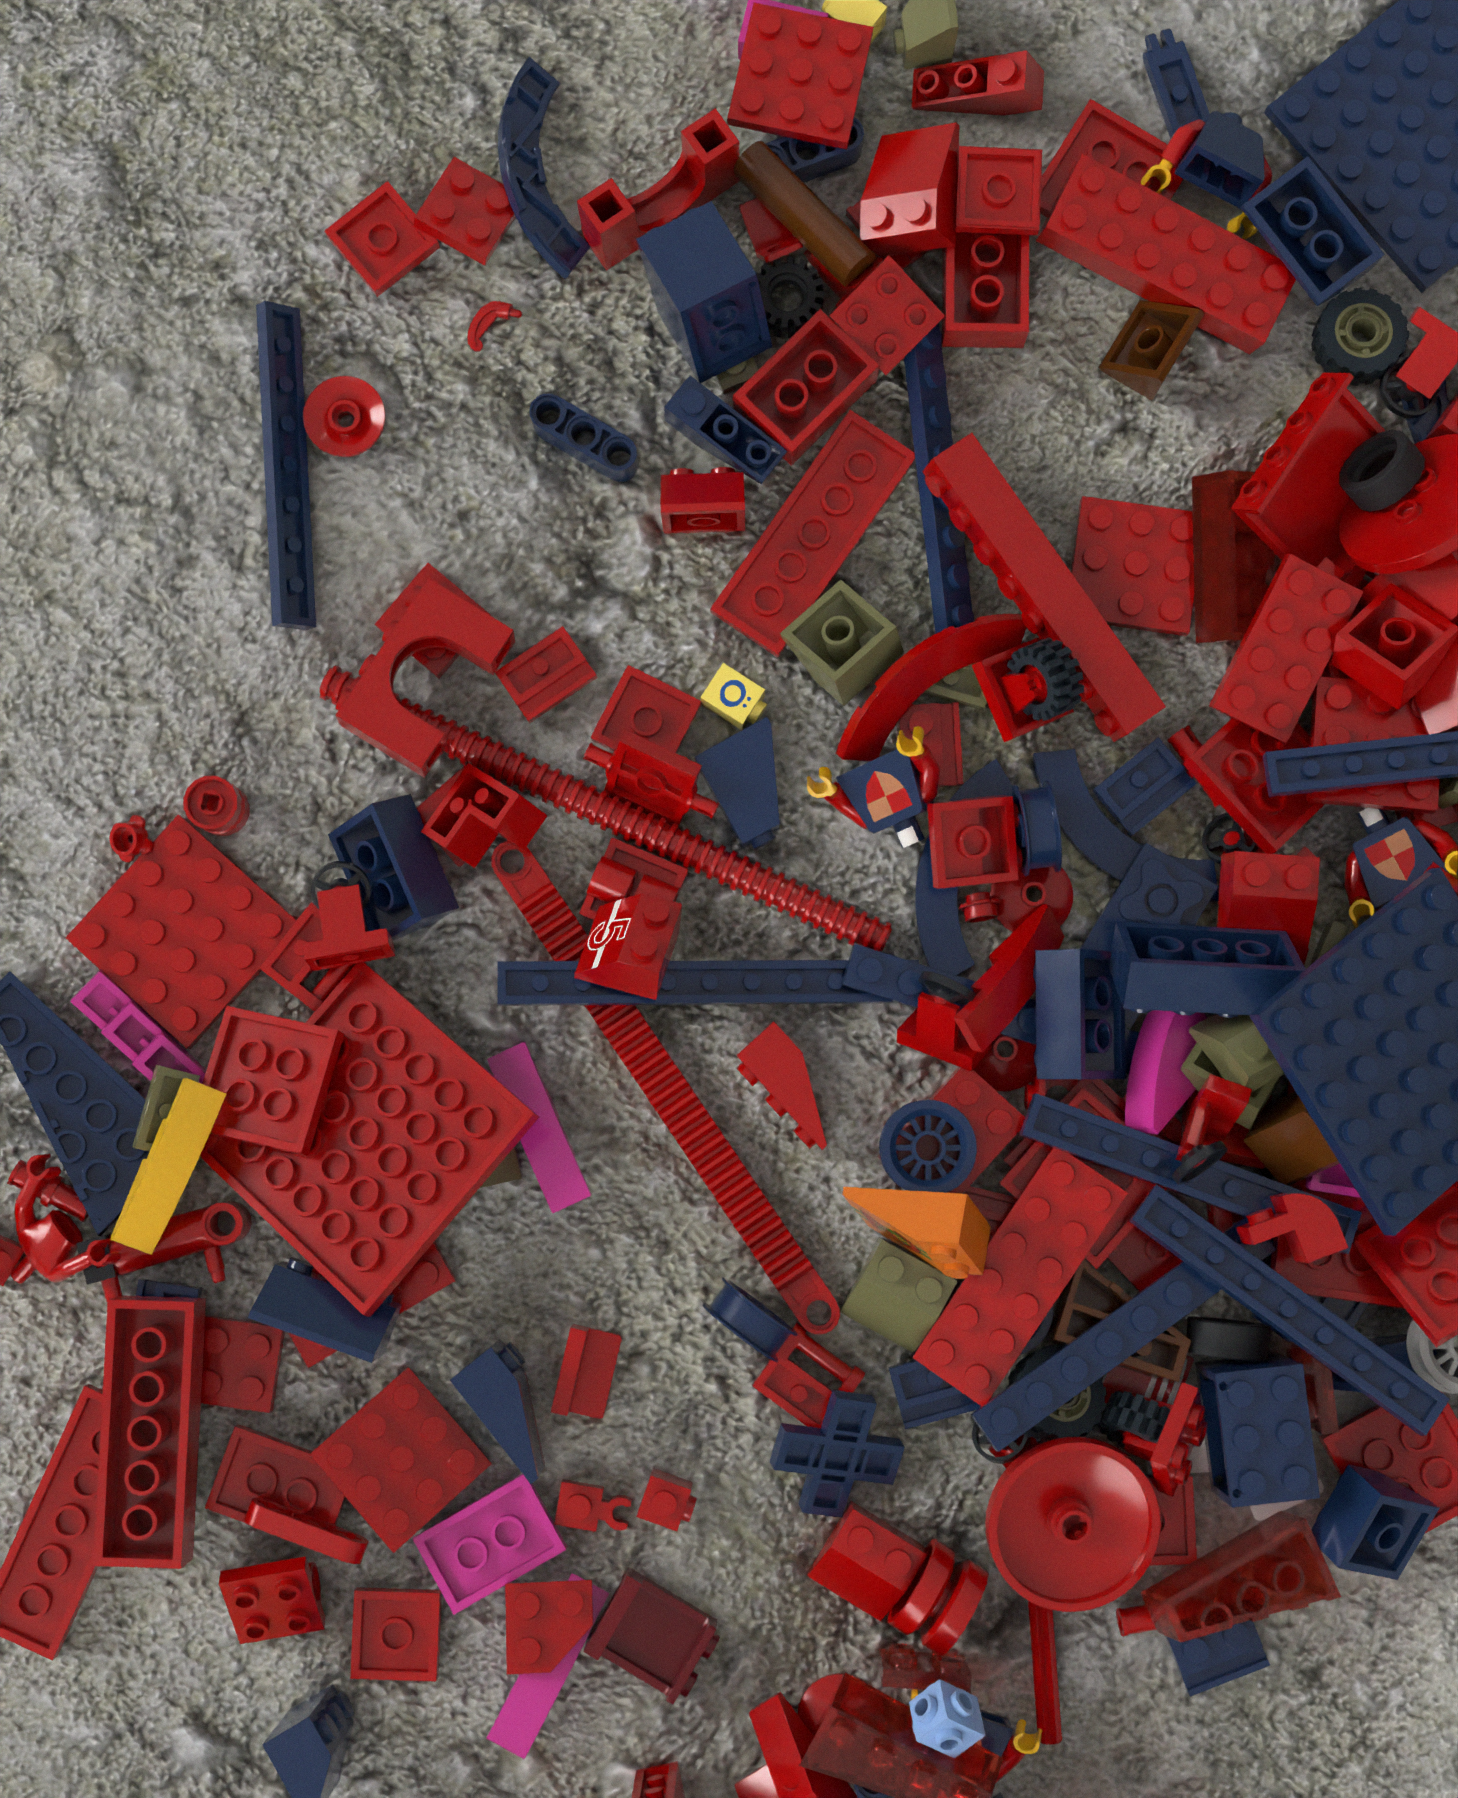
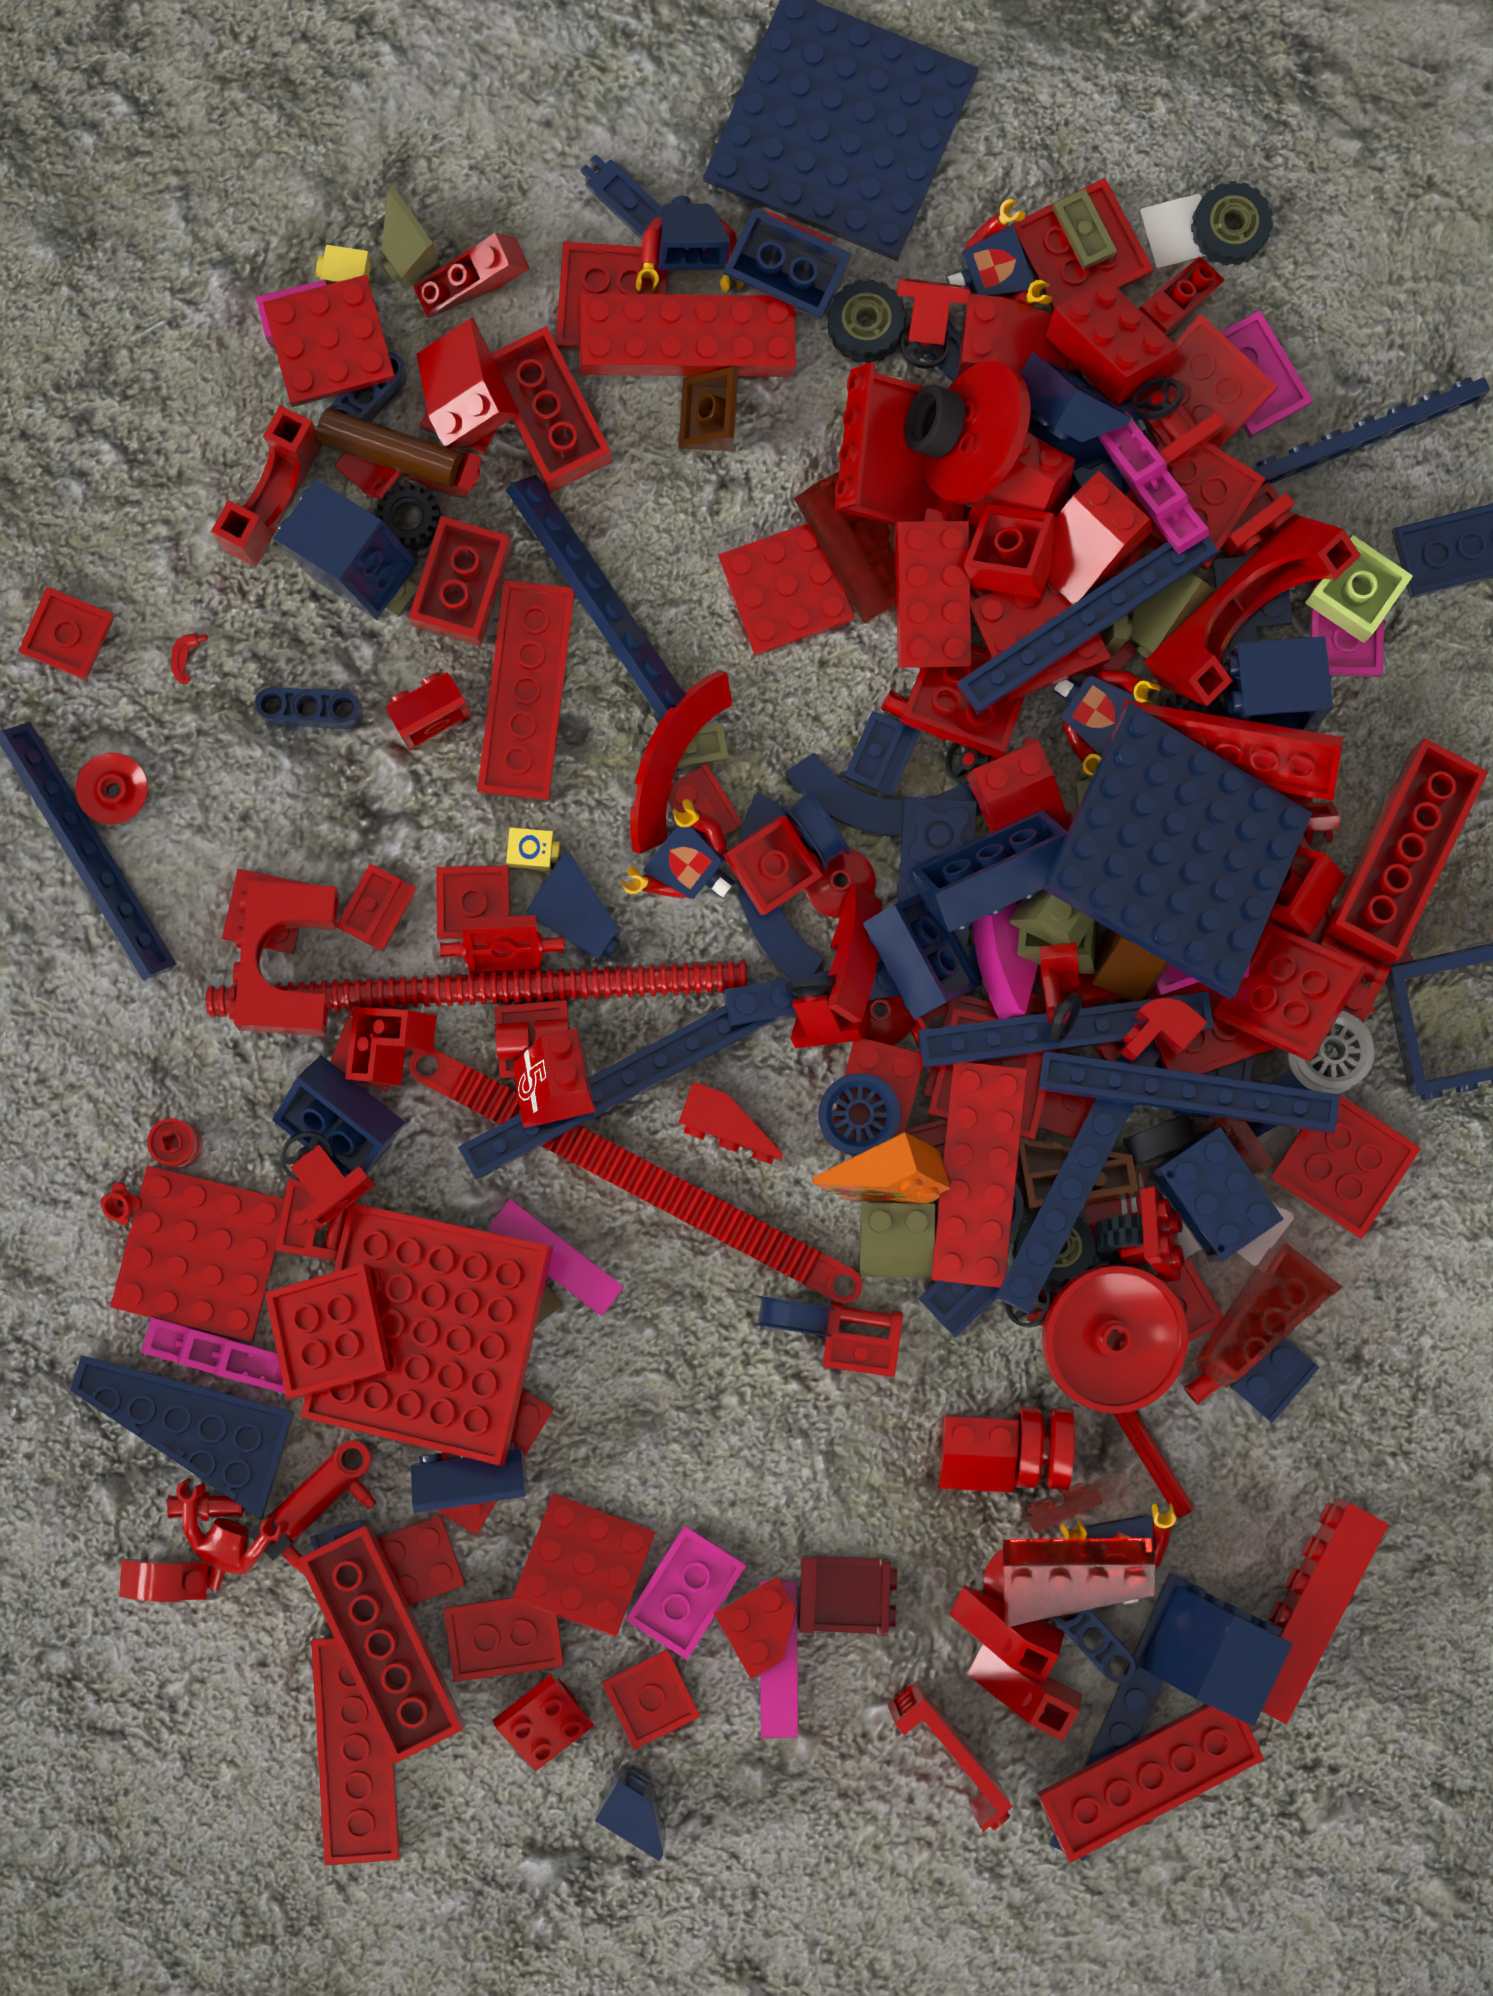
camera: 35 degrees left, 0 degrees up
(158, 1103) = (262, 1396): olive plate -> none
(168, 1166) = (288, 1436): yellow slope -> none
(306, 1530) = (541, 1655): red beam -> none
(466, 211) = (123, 577): red plate -> none
(502, 1399) = (636, 1475): dark blue slope -> none
(524, 171) = (151, 524): dark blue tile -> none
(582, 1507) = (742, 1527): red plate -> none
(586, 1372) = (691, 1424): red panel -> none
(667, 1500) = (803, 1487): red brick -> none
(722, 431) = (414, 648): dark blue slope -> none
(837, 1453) = (912, 1382): dark blue plate -> none
(843, 642) = (593, 763): olive slope -> none
(886, 314) = (494, 494): red hinge -> none
(946, 1718) = (1093, 1528): light blue brick -> none
(979, 907) = (805, 912): red plate -> none
(998, 190) = (530, 354): red plate -> none
(1029, 685) = (753, 723): plate -> none
(1041, 584) = (724, 643): red brick -> none
(1372, 1523) = (1337, 1219): dark blue slope -> none

